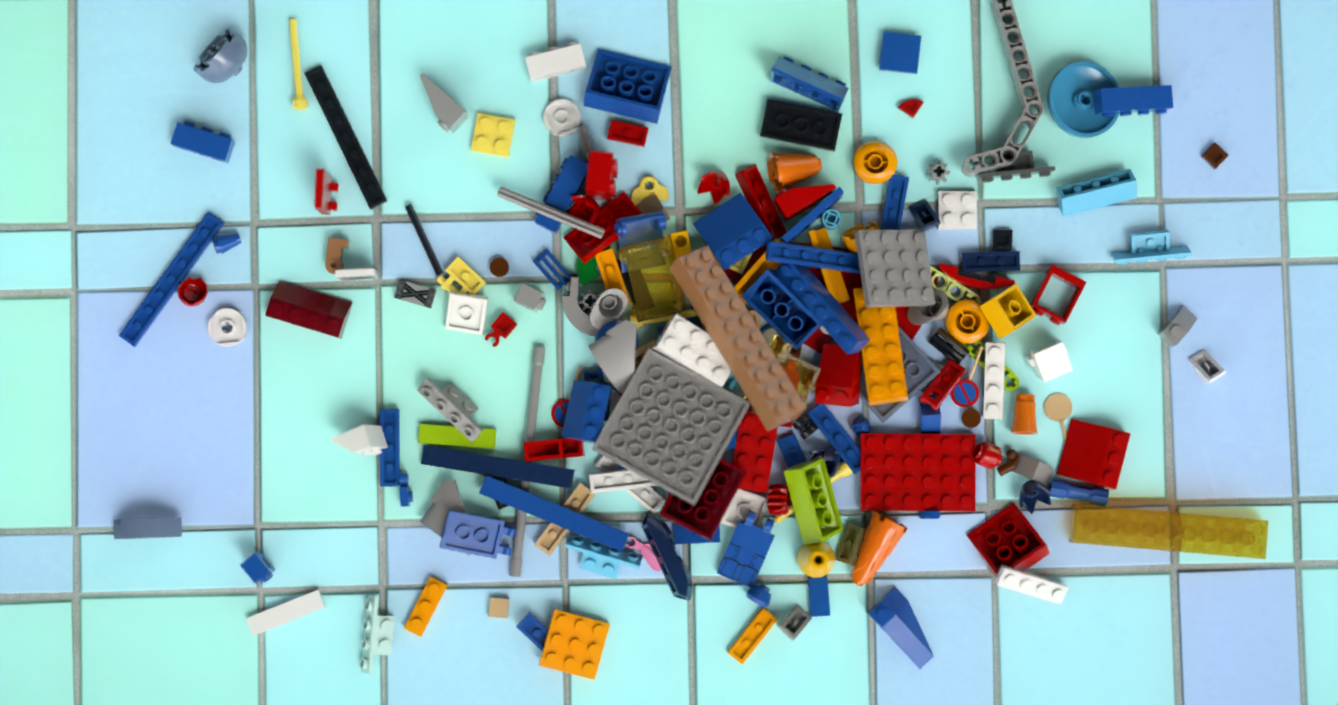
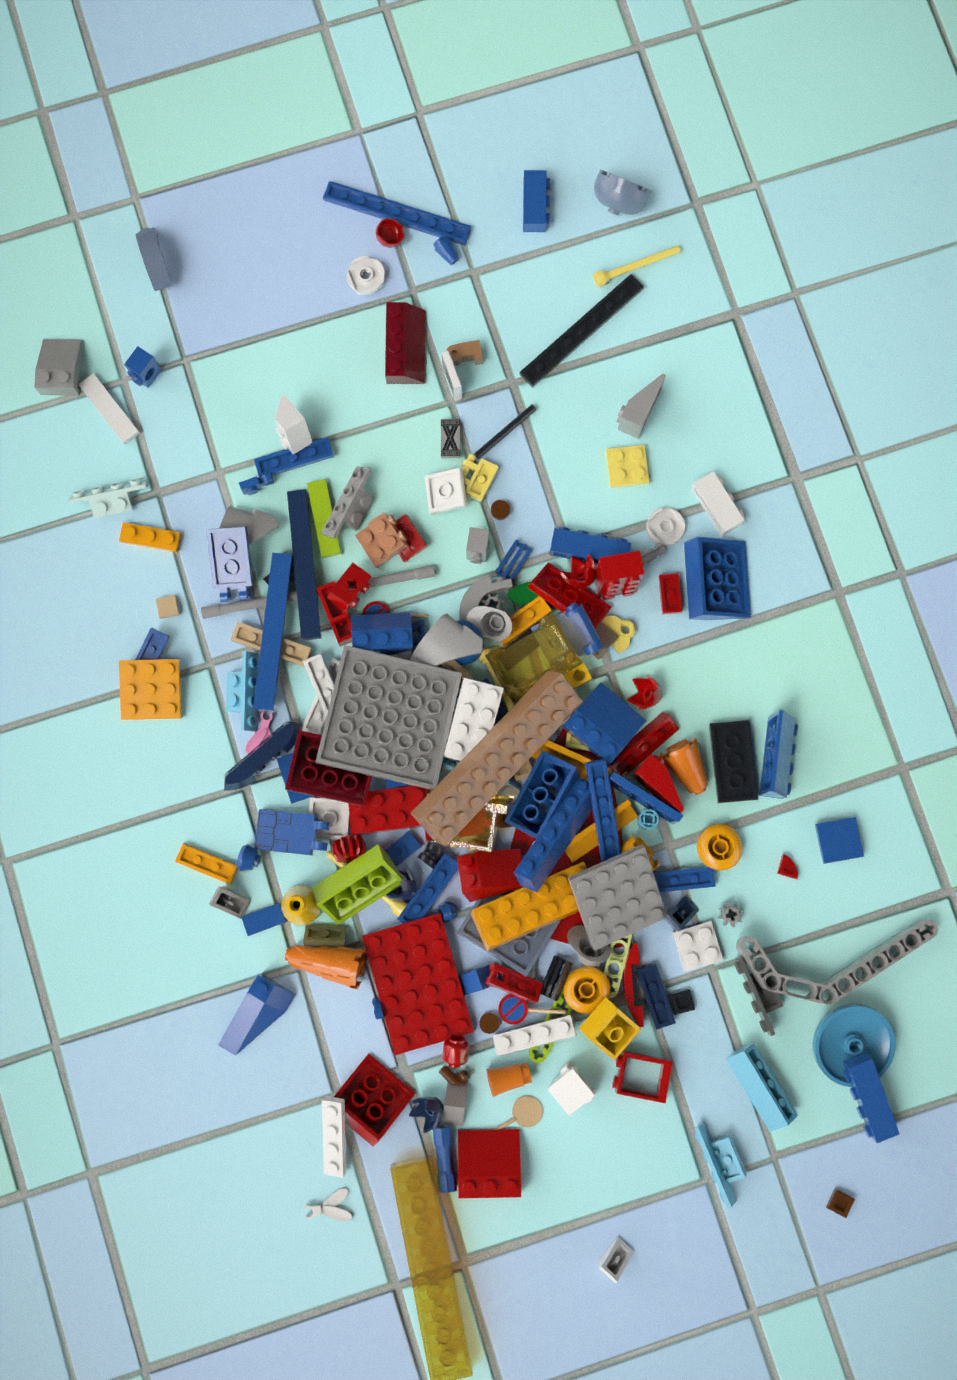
camera: 75 degrees right, 5 degrees down
(228, 649) = (59, 367): none -> light grey slope
(323, 192) = (519, 317): red tile -> none
(496, 386) = (382, 539): none -> nougat plate
(500, 364) = (414, 539): none -> red plate
(503, 327) = (442, 530): red plate -> none
(539, 439) = (352, 577): none -> red brick
(551, 212) = (568, 539): light grey axle -> none
(1089, 608) = (328, 1207): none -> white piece
(1178, 326) = (648, 1215): light grey slope -> none

